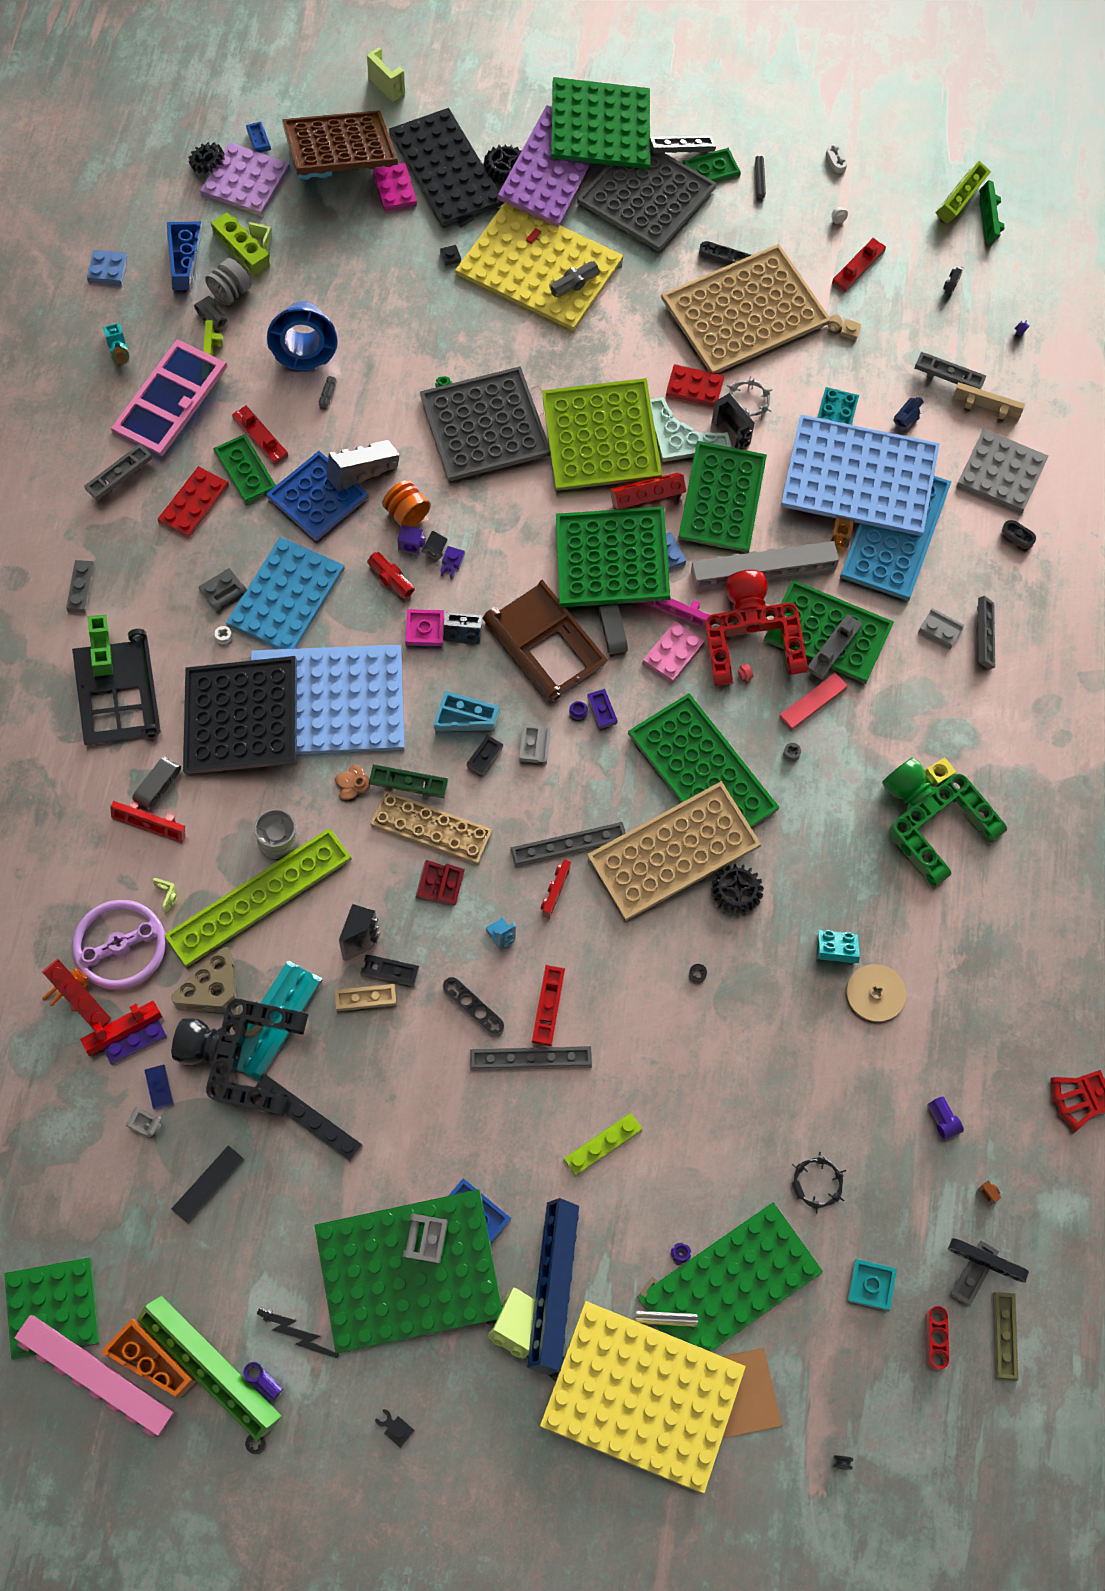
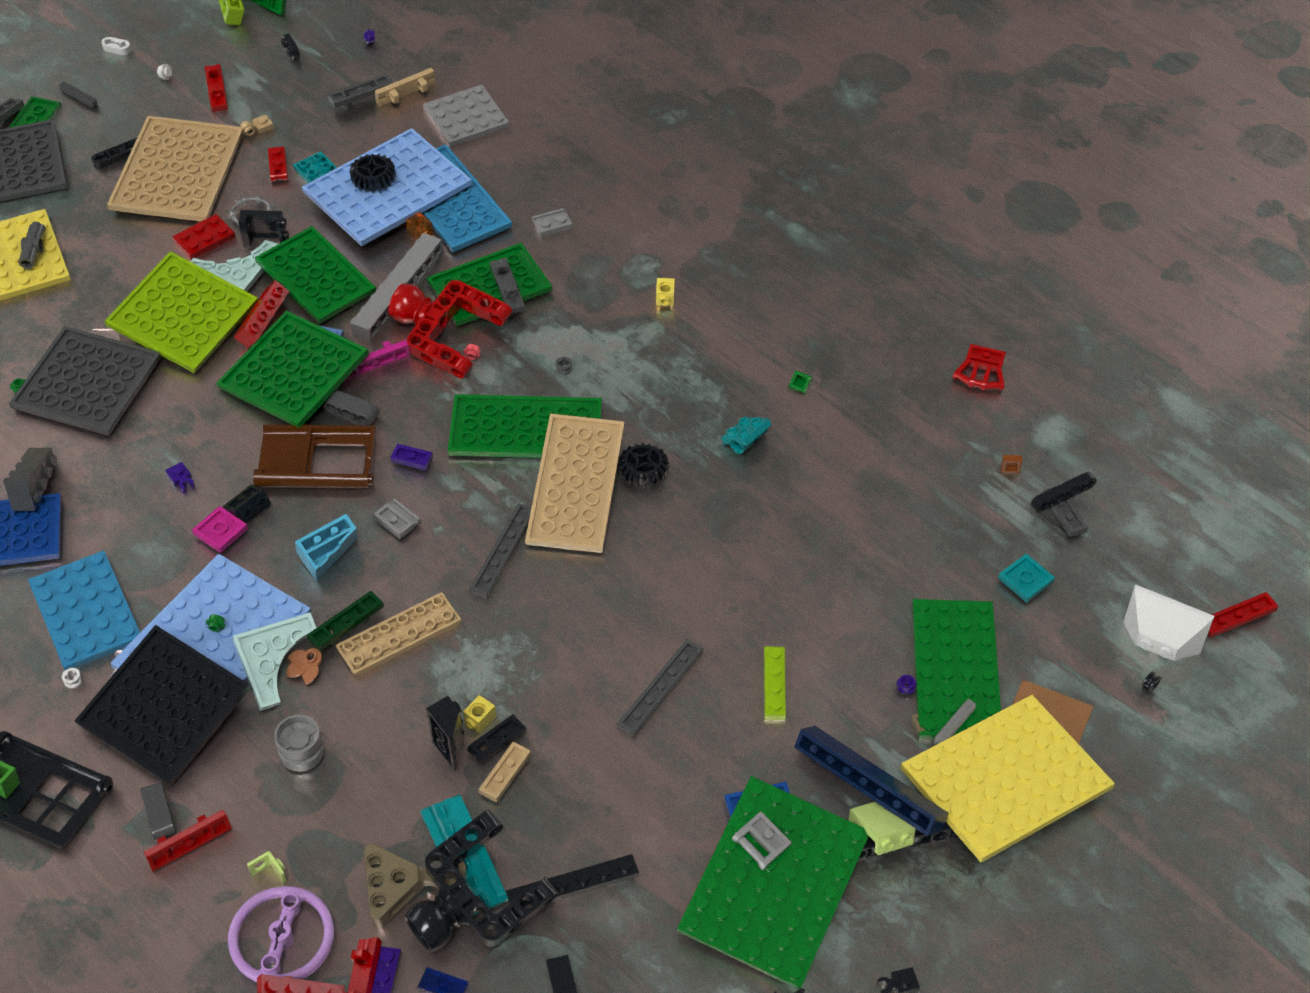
camera: 50 degrees left, 15 degrees down
(219, 586) = (23, 652): dark grey plate -> none
(257, 897) = (340, 800): lime plate -> none
(334, 694) = (215, 623): none -> green plate
(334, 747) = (263, 652): none -> light aqua plate
(390, 575) = (148, 523): red piece -> none
(406, 504) = (99, 470): orange wheel -> none
(406, 947) = (481, 707): none -> light yellow brick
(411, 539) = (132, 490): dark purple brick -> none
(434, 545) = (156, 479): black bracket -> none
(440, 883) = (453, 658): dark red slope -> none
(473, 1006) = (582, 703): black beam -> none
(484, 755) = (373, 557): black plate -> none
(502, 933) = (538, 641): dark azure bracket -> none
(548, 1005) = (629, 643): red hinge -> none
(555, 888) = (534, 579): red plate -> none
(578, 710) = (396, 473): dark purple plate -> none
(673, 652) = (409, 385): bright pink plate -> none
(703, 975) = (683, 529): black bush -> none
(799, 1191) = (914, 576): black piece -> none
(813, 701) = (535, 328): coral tile -> none
(817, 375) = (277, 164): none -> red plate
(858, 460) = (372, 172): none -> black gear
(881, 979) = (787, 436): tan piece -> none
(901, 1442) = (1166, 625): none -> white slope
(908, 413) = (366, 133): dark blue rock -> none
(924, 801) = (658, 309): green piece -> none
(932, 1348) = (1098, 563): red beam -> none
(936, 953) = (800, 382): none -> green slope
(947, 1123) = (938, 455): dark purple piece -> none
(979, 1500) = (1242, 614): none -> red plate
(986, 632) = (586, 202): dark grey plate -> none
(1005, 1336) = (1125, 524): olive tile -> none
(1019, 534) = (525, 136): black plate -> none

